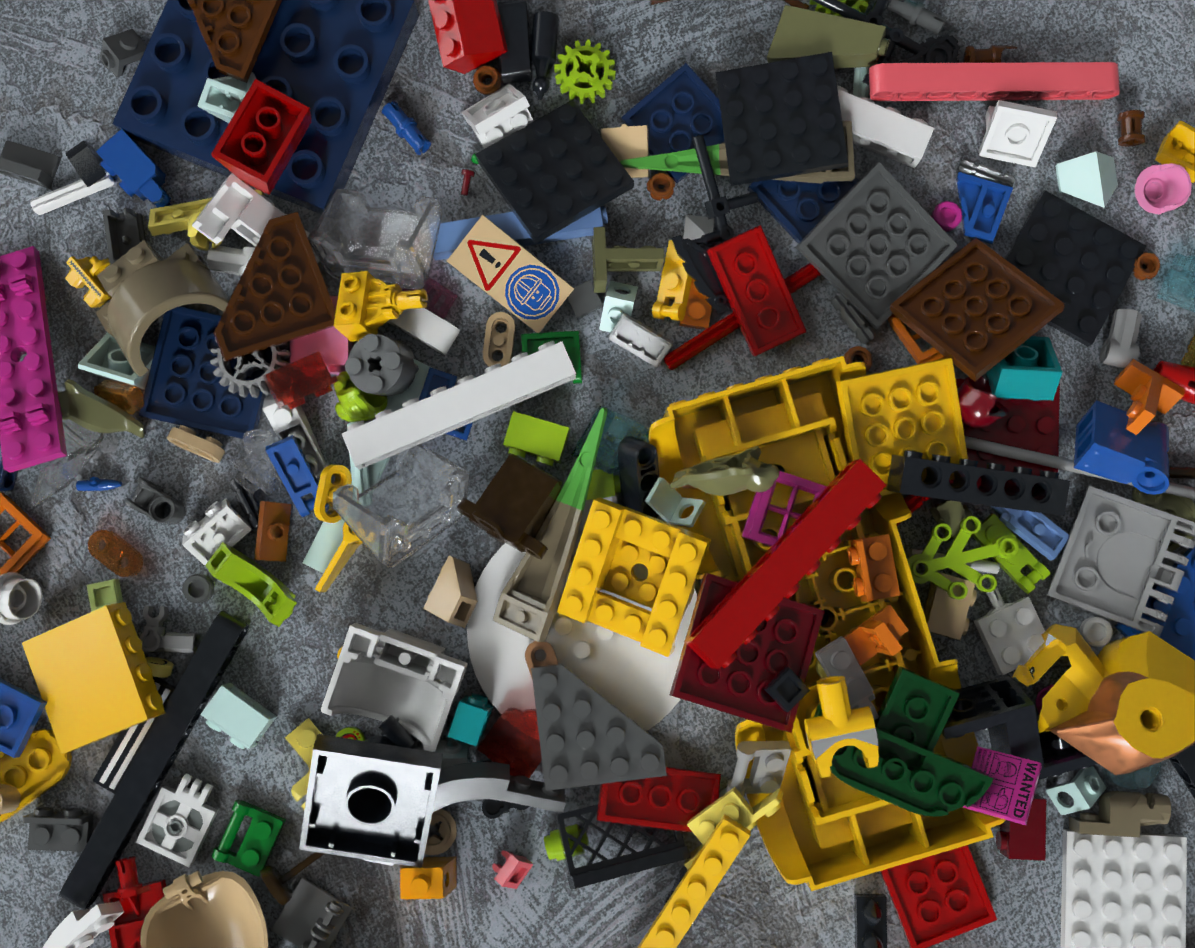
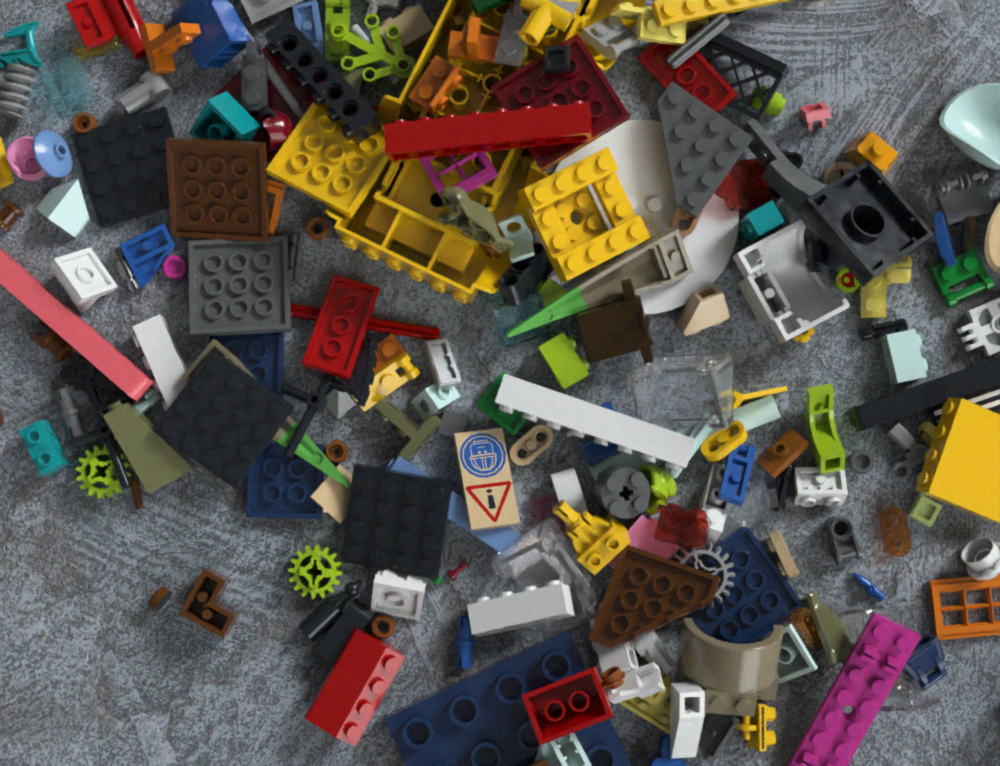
camera: 150 degrees left, 0 degrees up
(156, 224) = (686, 718): none -> white slope
(244, 193) = (613, 677): none -> dark orange plate
(279, 725) = (882, 329): none -> black axle
(291, 856) = (943, 239): none -> blue tile
(379, 190) = (520, 609): none -> white brick
(677, 838) = (698, 40): none -> dark grey axle
(1039, 435) = (254, 78): none -> dark grey hinge
(1150, 202) = (52, 154): none -> medium blue dish

